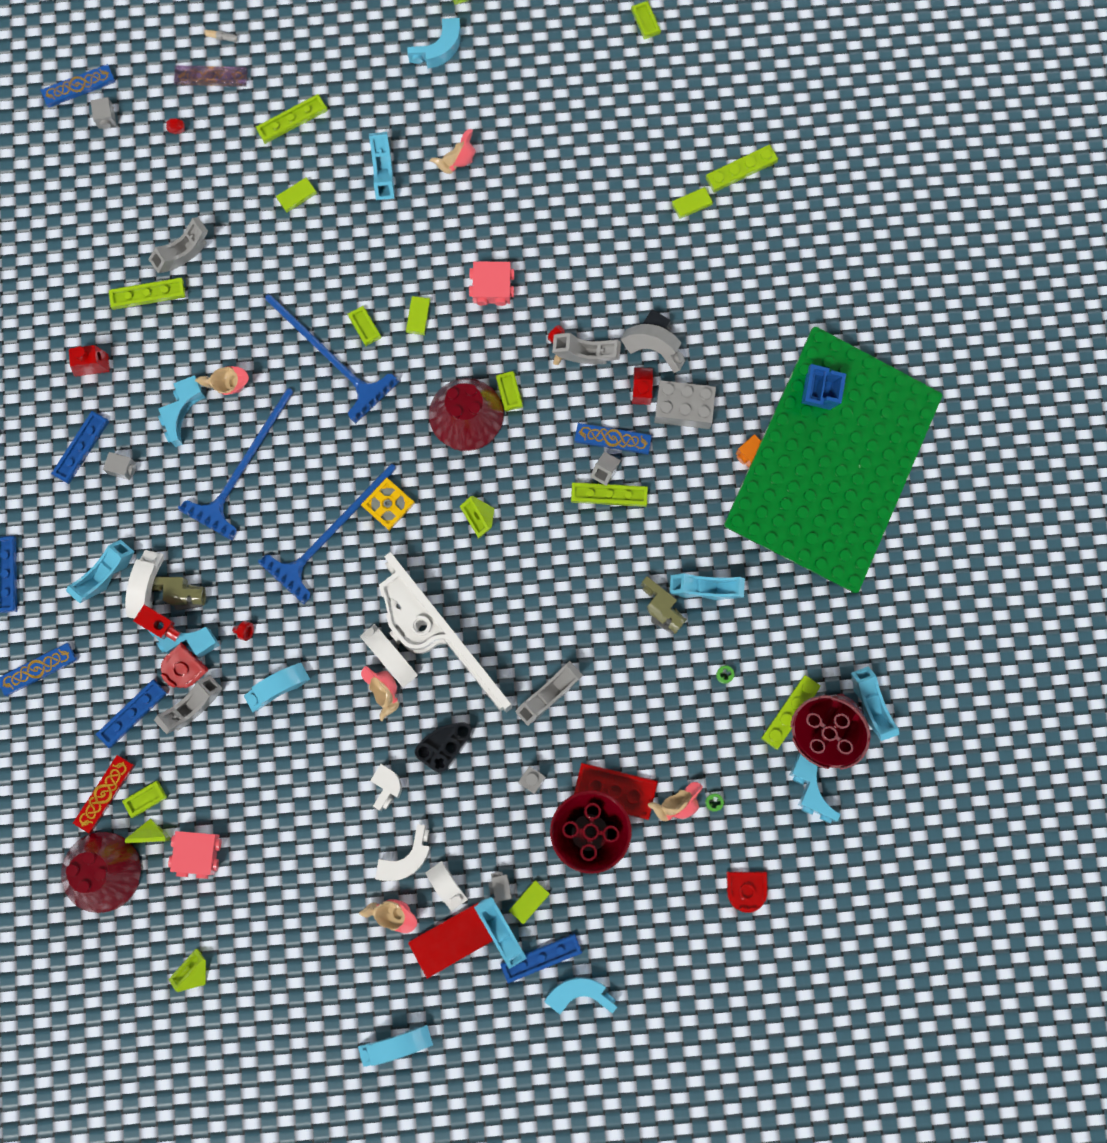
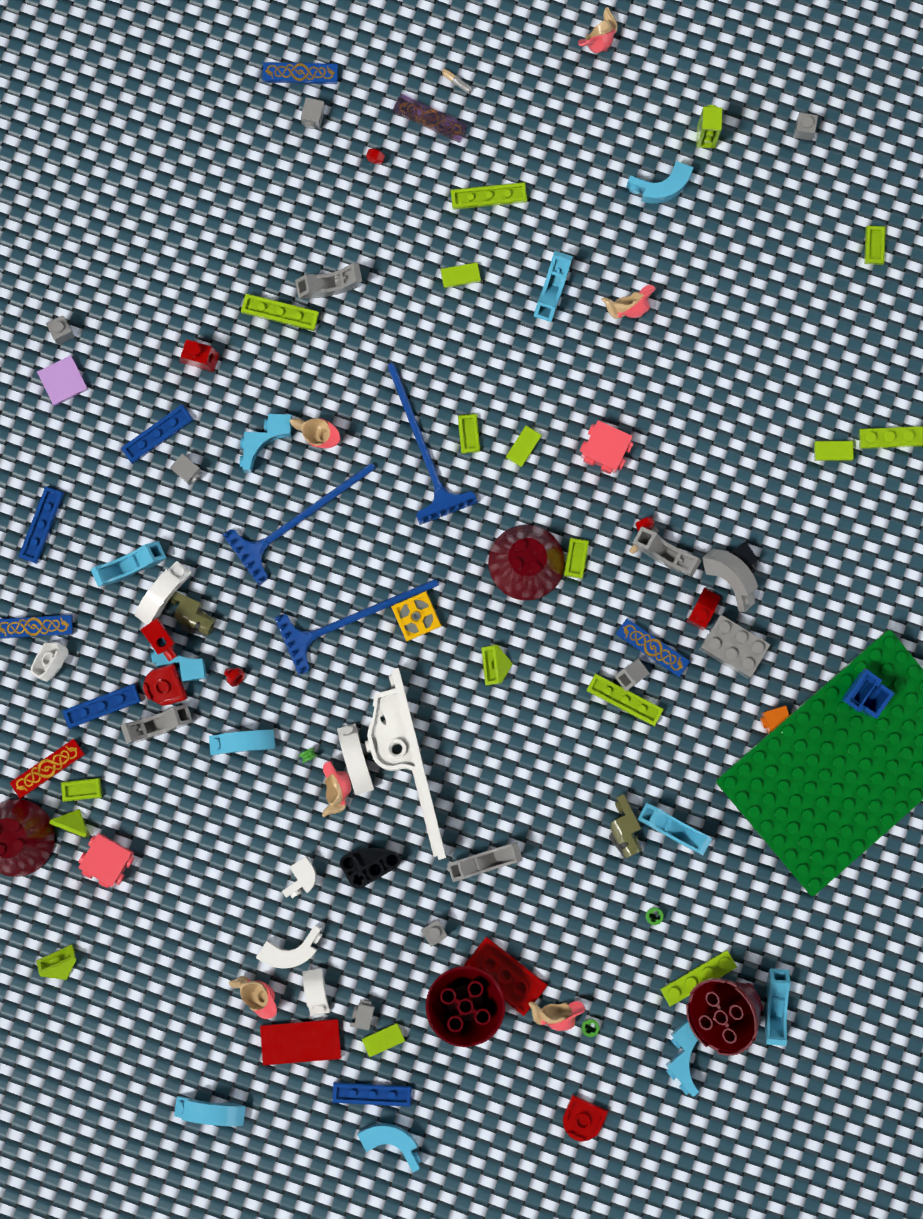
camera: 25 degrees right, 5 degrees up
(63, 693) = (49, 660): none -> white piece
(343, 671) = (308, 755): none -> bright green bush
(500, 932) = (345, 1056): medium azure arch -> none

